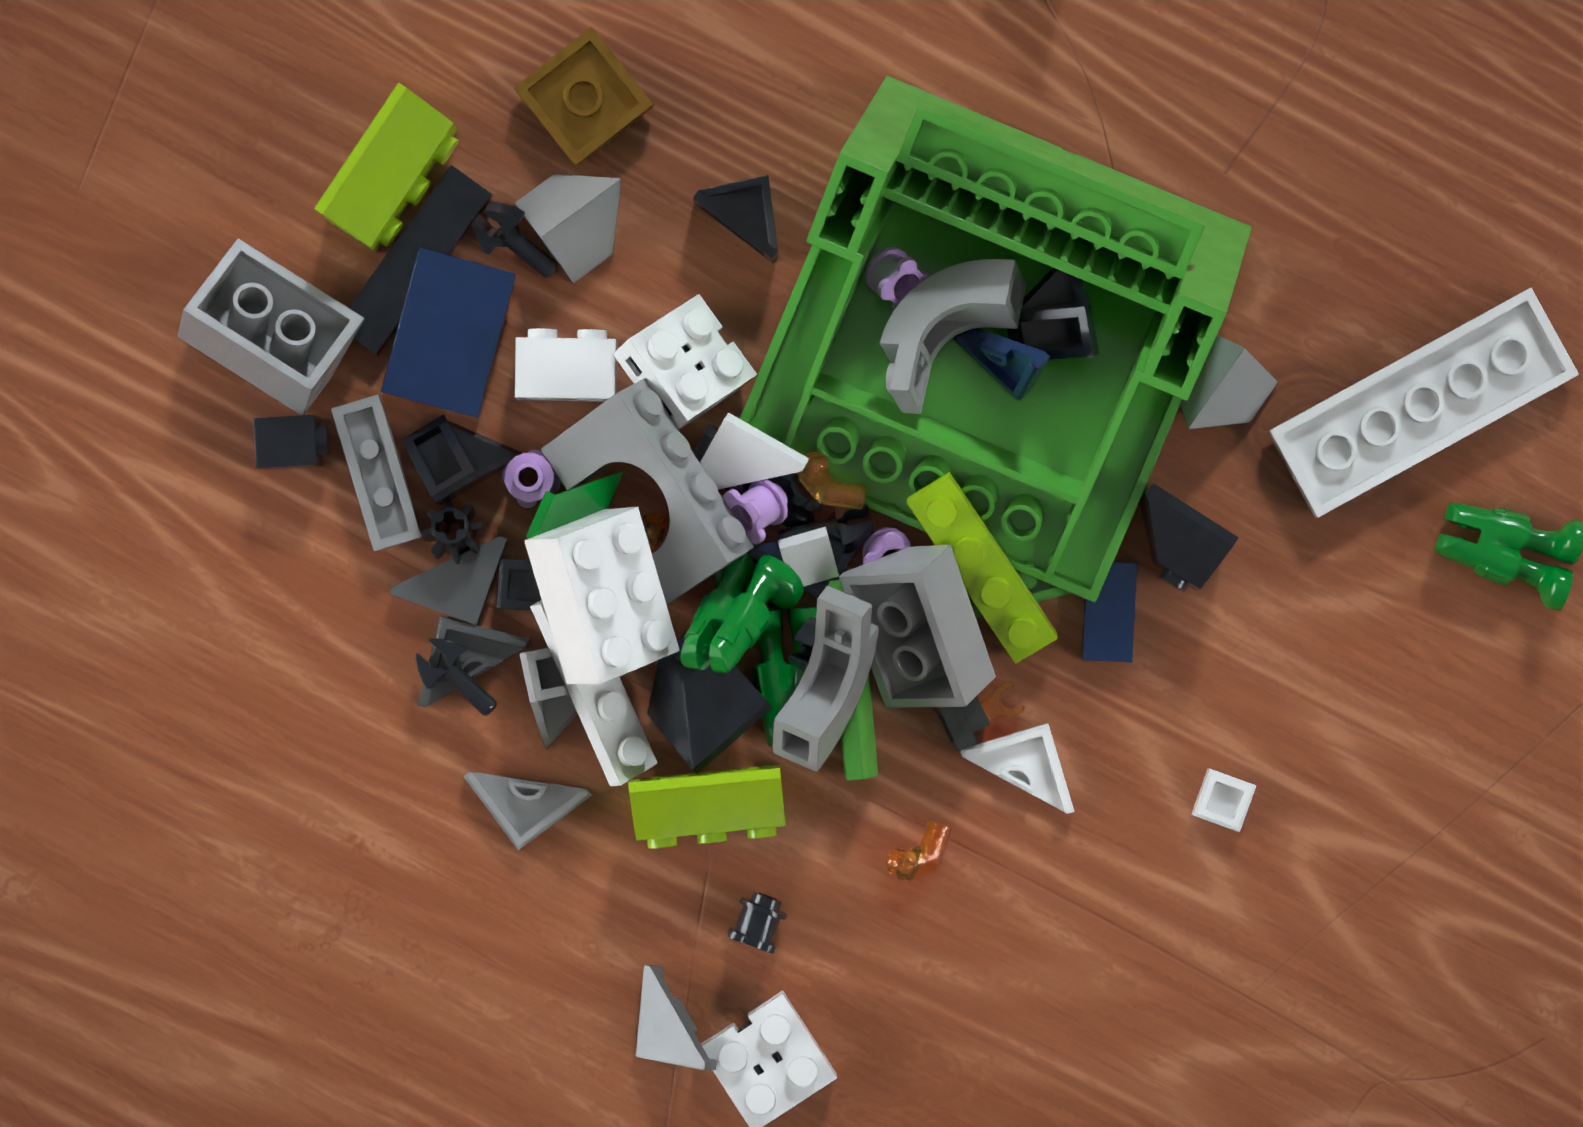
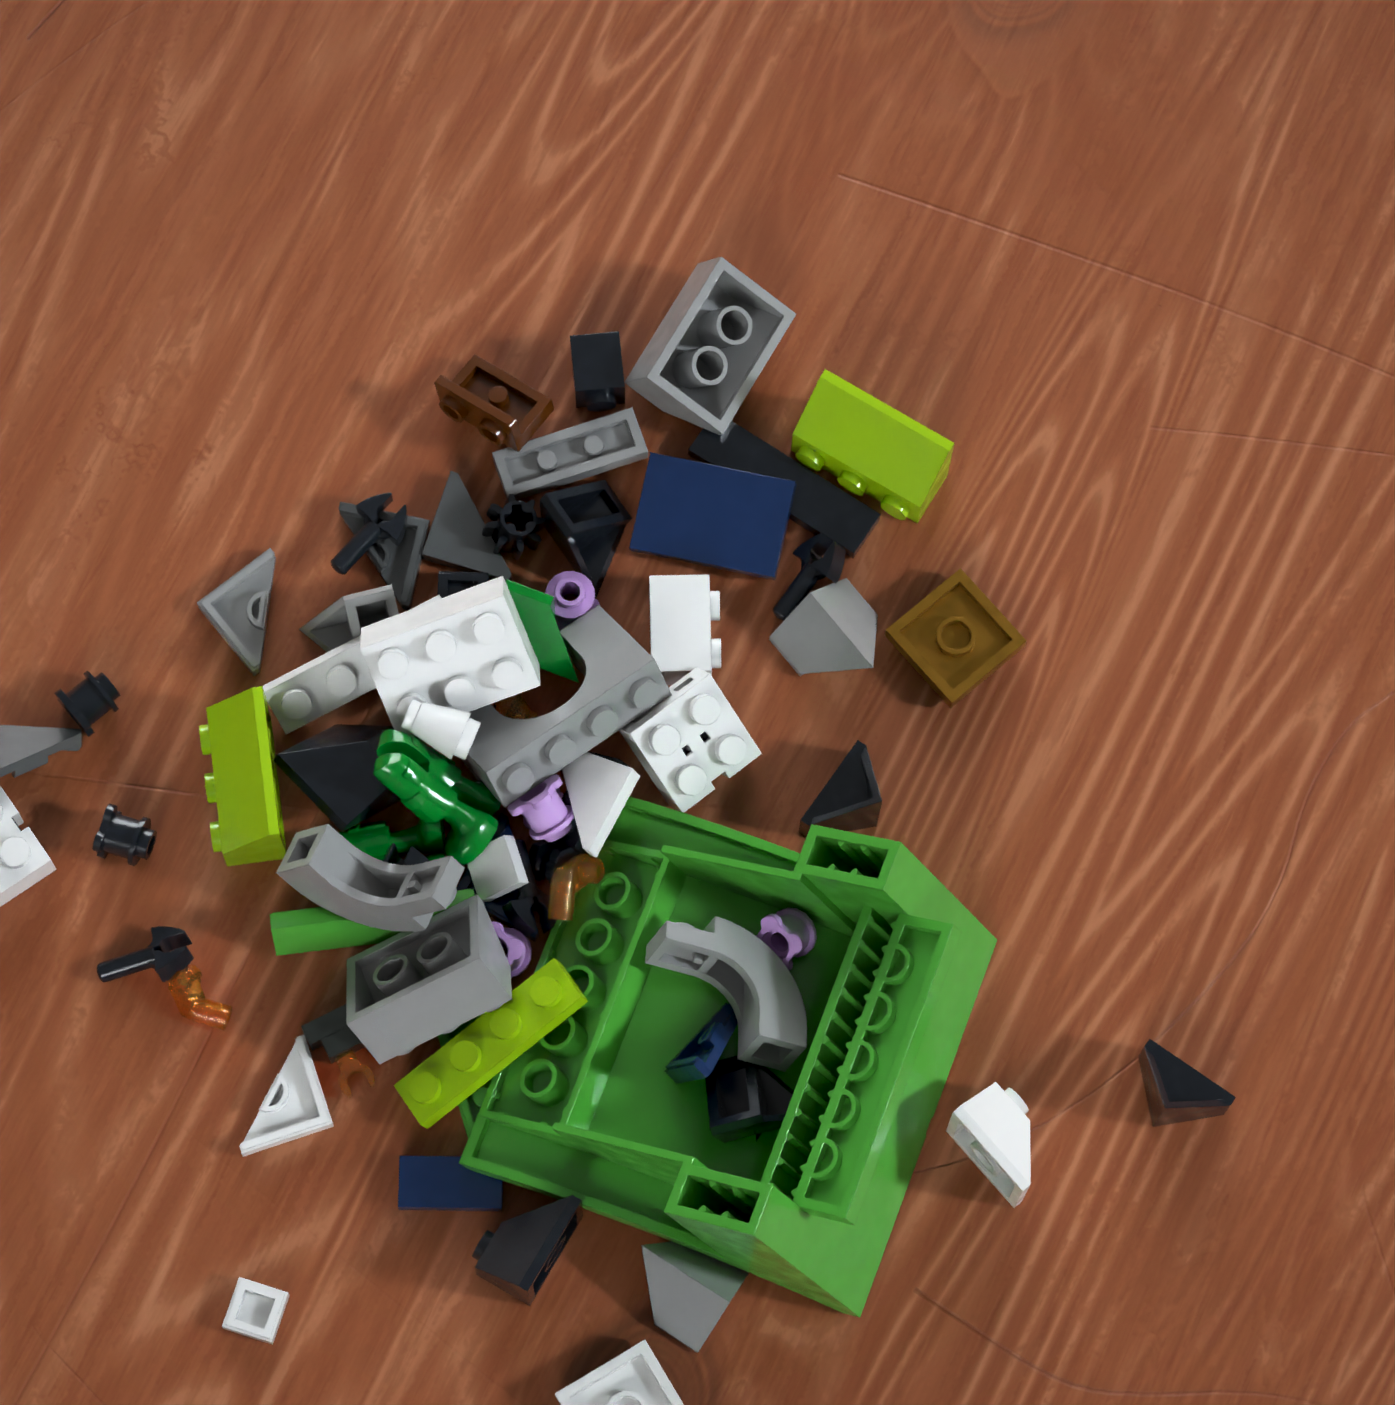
camera: 90 degrees right, 15 degrees down
(321, 547) = (494, 403): none -> reddish brown bracket
(617, 956) = (89, 700): none -> black brick
(680, 604) = (442, 728): none -> white cone
(878, 896) = (155, 956): none -> black bar
(1091, 83) = (996, 1138): none -> white slope

